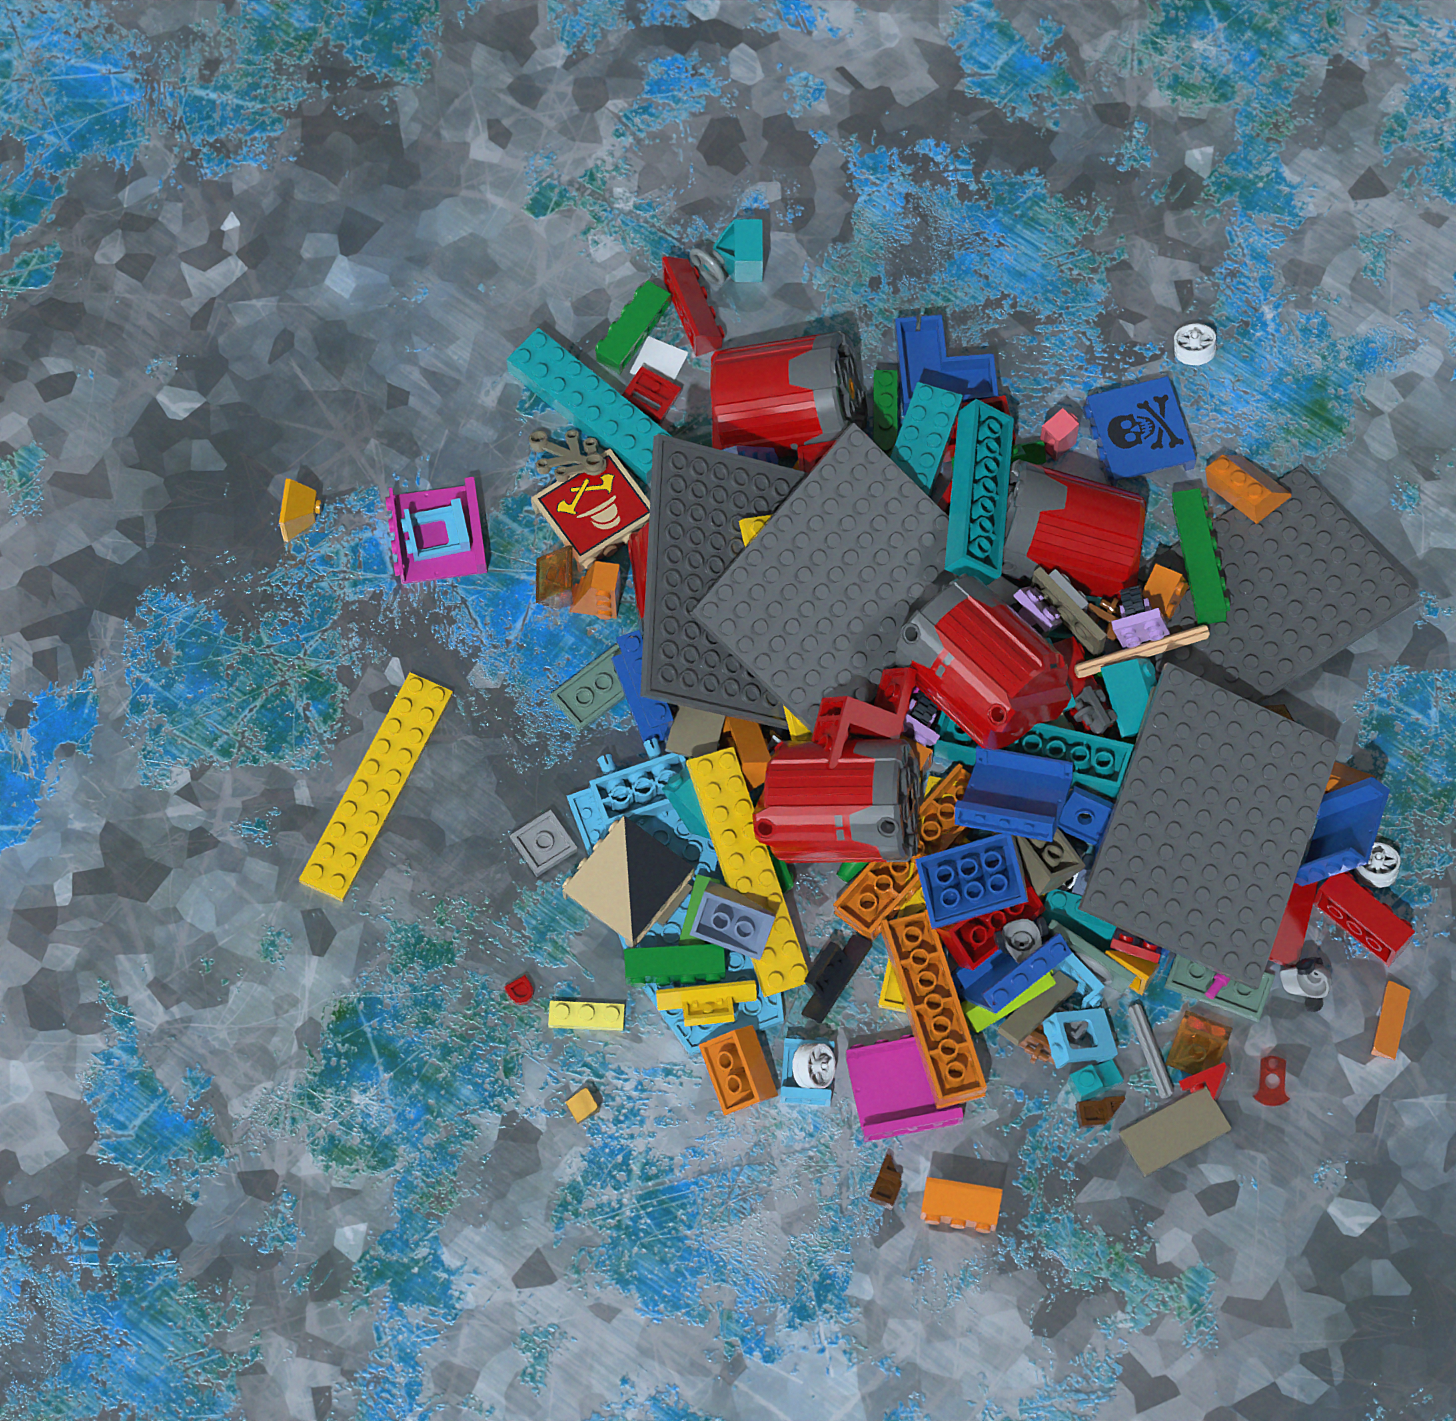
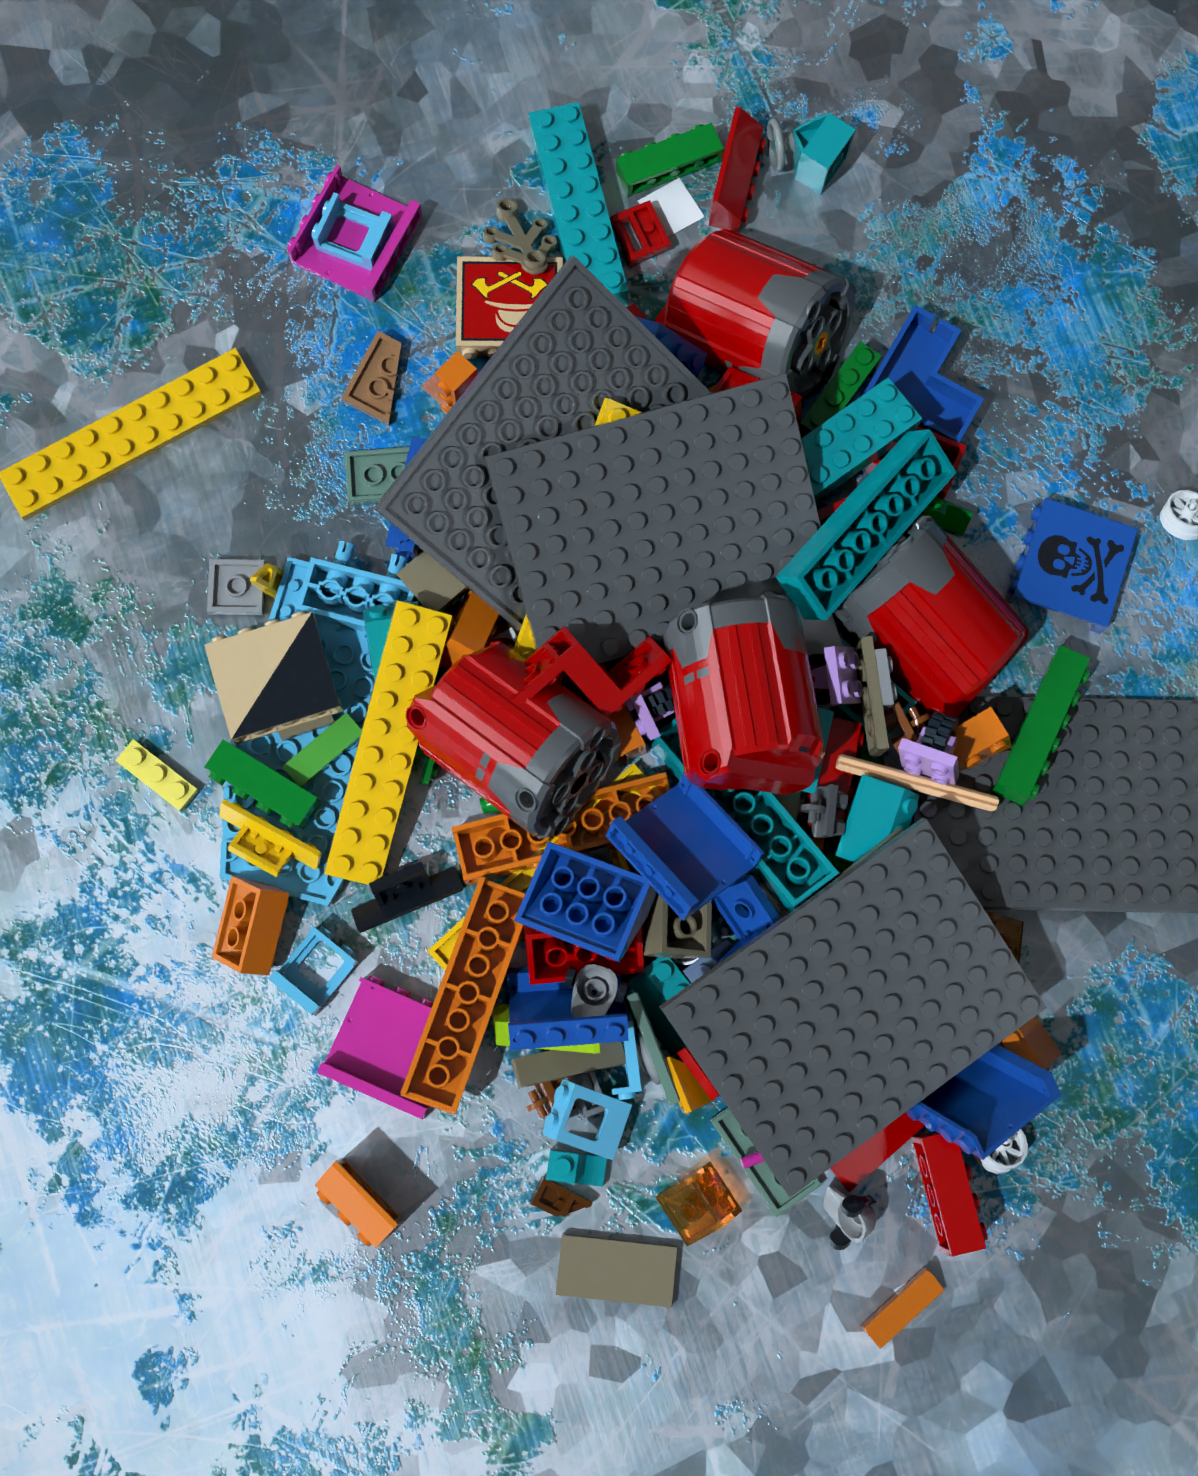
camera: 30 degrees right, 10 degrees up
(298, 509) = (241, 130): light orange slope -> none
(520, 991) = (116, 711): red tile -> none
(532, 627) = (375, 378): none -> medium nougat wing
(555, 578) = (424, 347): clear orange slope -> none
(567, 820) = (267, 579): none -> yellow slope
(582, 1105) = (91, 858): slope -> none
(732, 921) = (334, 781): sand blue slope -> none
(813, 1065) = (321, 978): white wheel -> none
(887, 1185) = (309, 1130): reddish brown slope -> none
(1059, 433) = (993, 516): coral piece -> none
(1150, 1051) = (650, 1175): light grey axle -> none
(1214, 1078) = (685, 1247): red slope -> none
(1245, 486) = (1137, 685): orange slope -> none
(1266, 1095) = (735, 1302): clear red piece -> none

